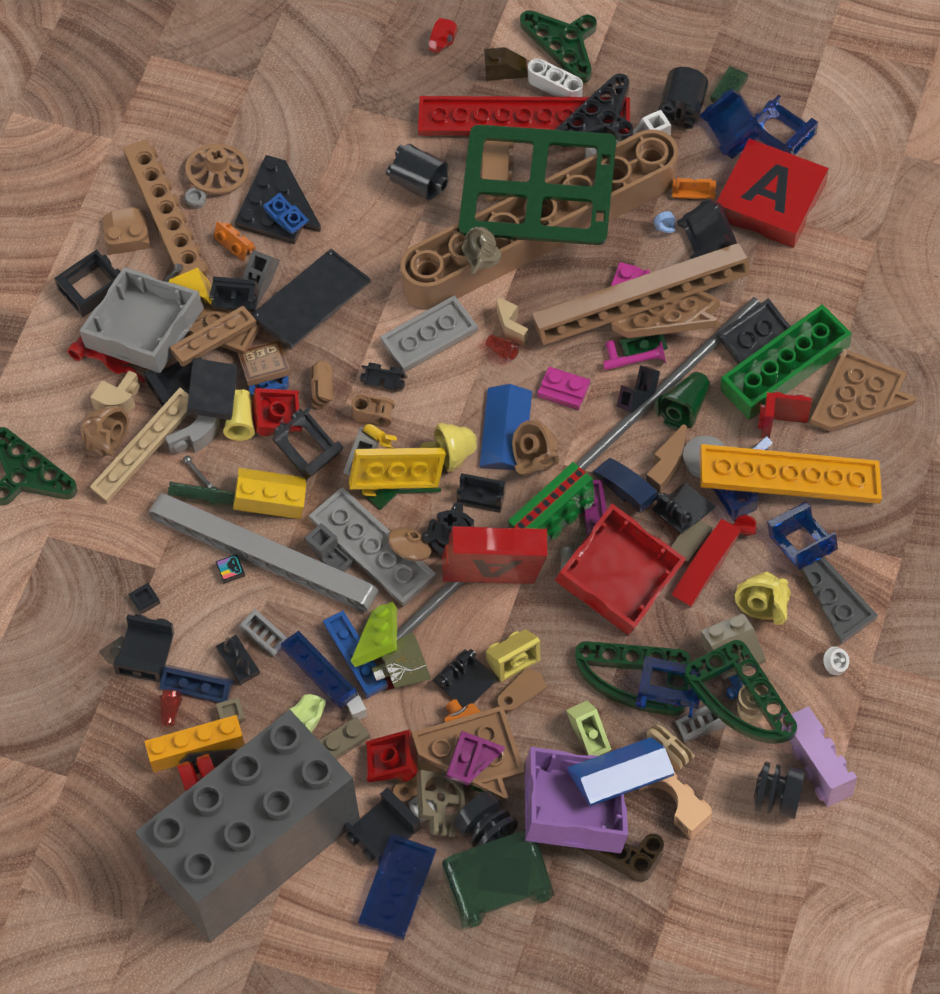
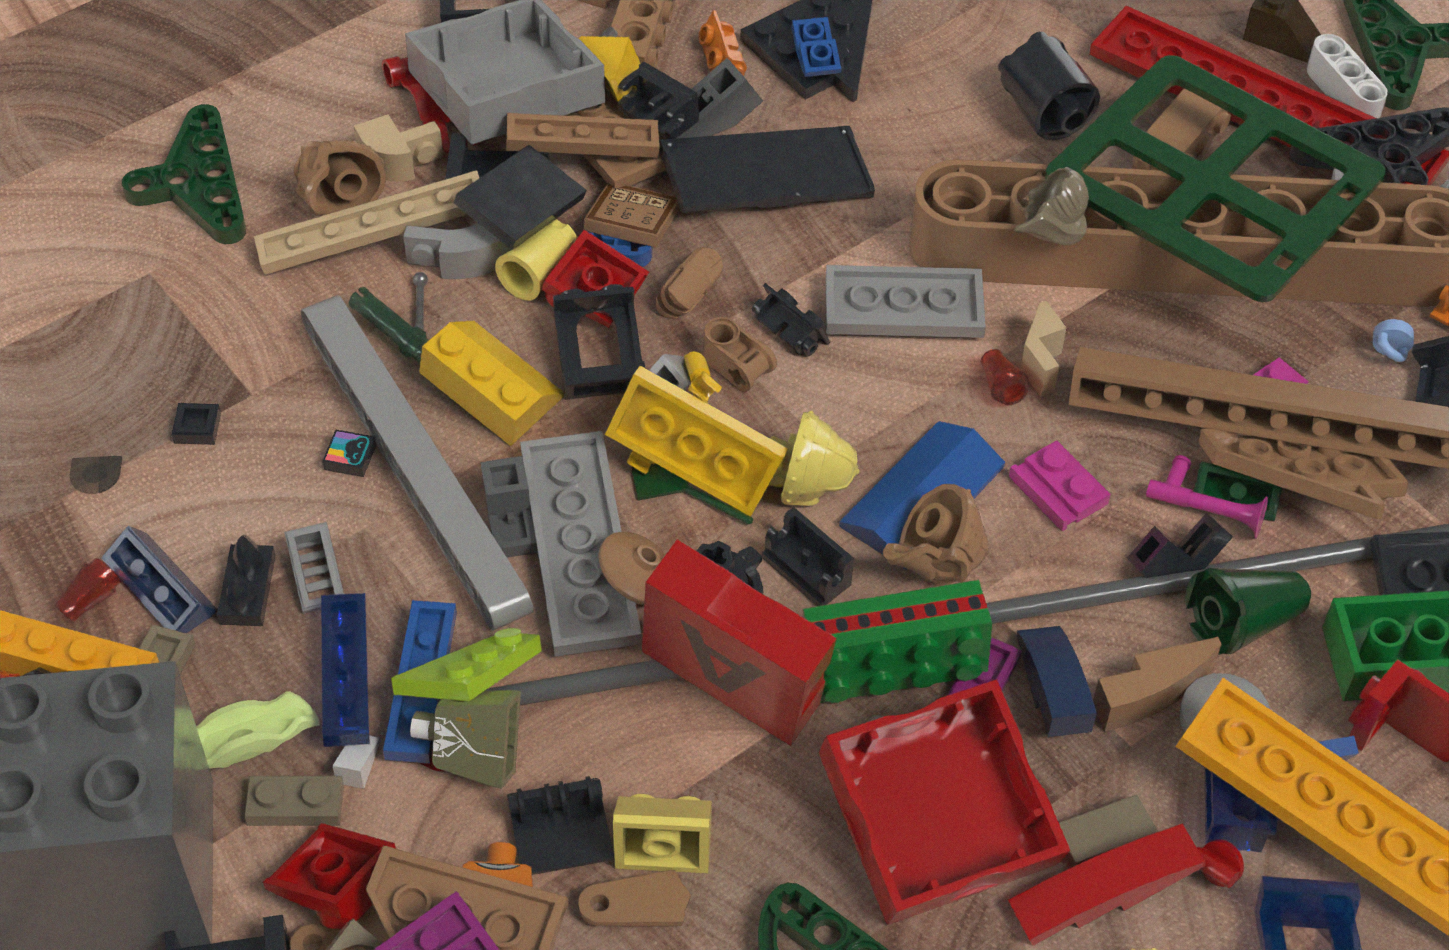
camera: 30 degrees right, 10 degrees down
(145, 648) = (133, 489): black panel -> none
(682, 507) = (1126, 770): black hinge -> none

